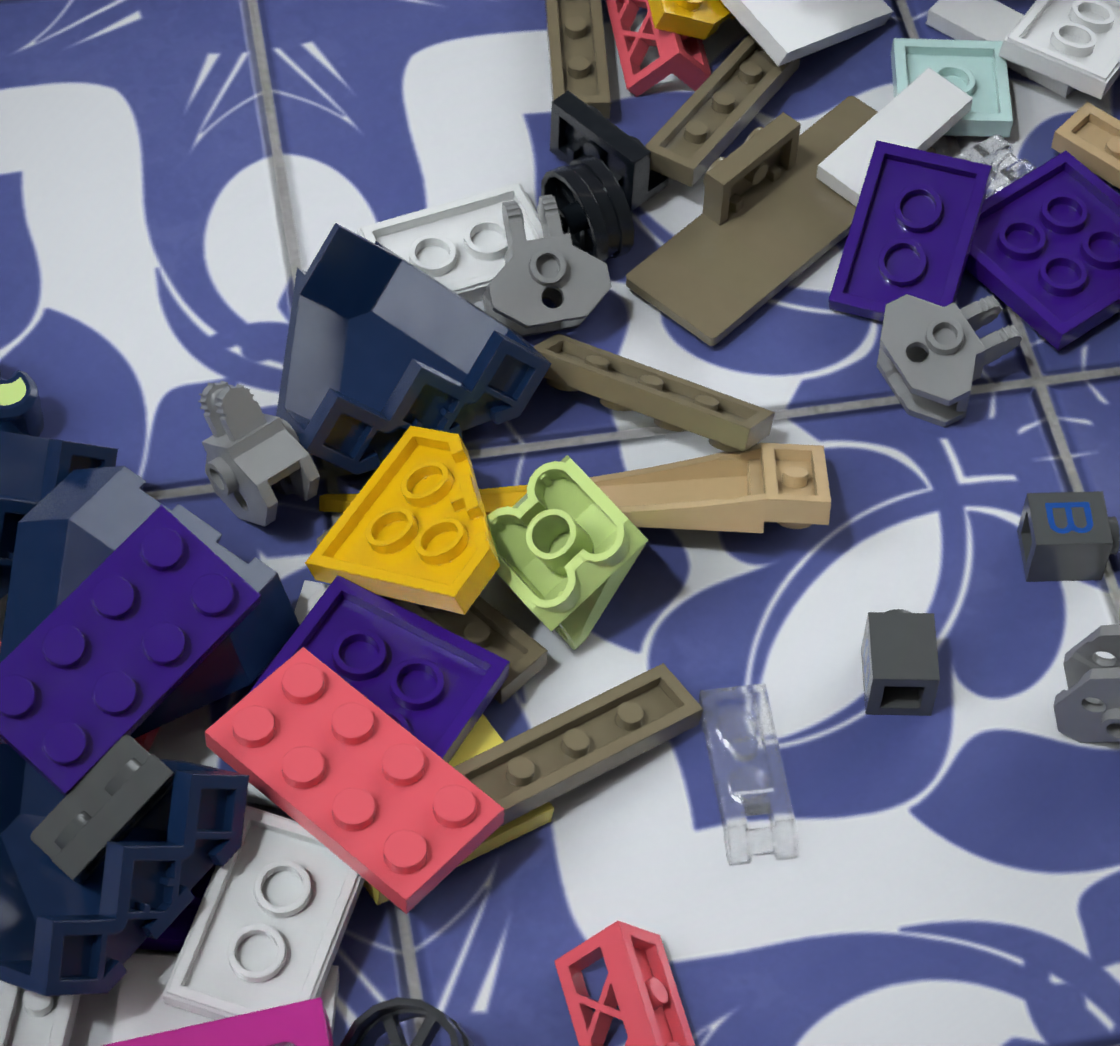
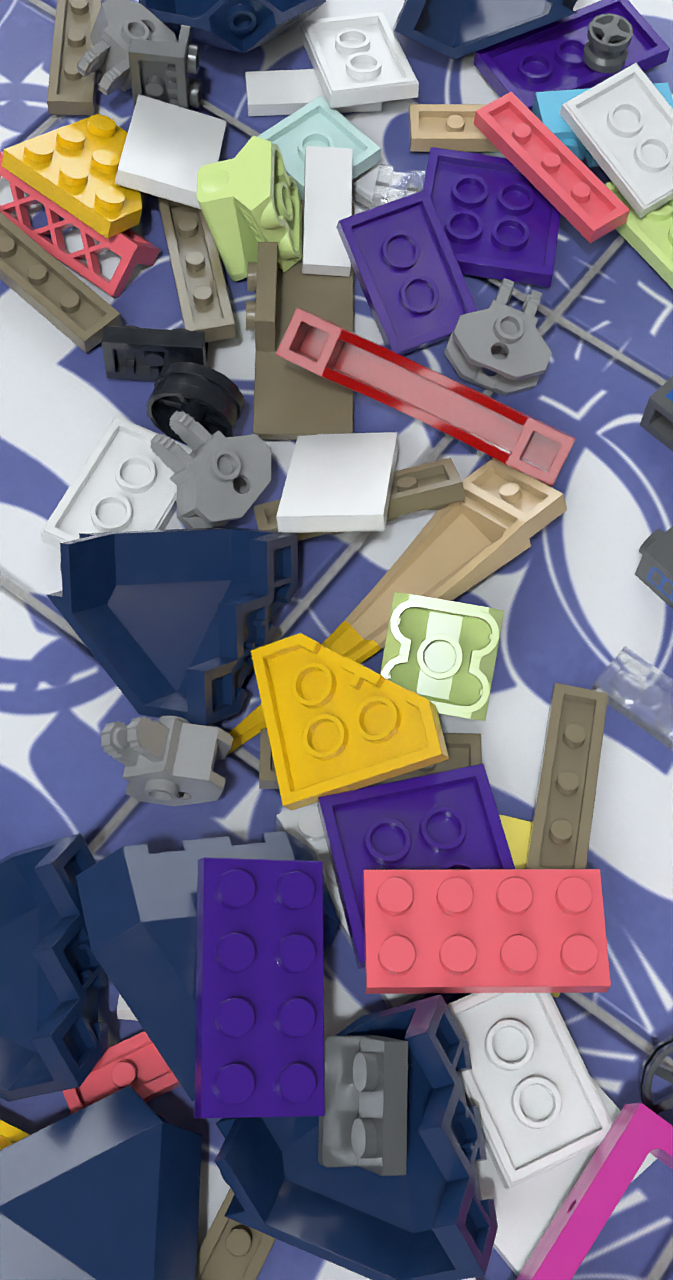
camera: 45 degrees left, 10 degrees up
(642, 356) = (339, 483): none -> white tile
(818, 78) = (251, 203): none -> yellowish green piece
(842, 410) = (426, 395): none -> arch

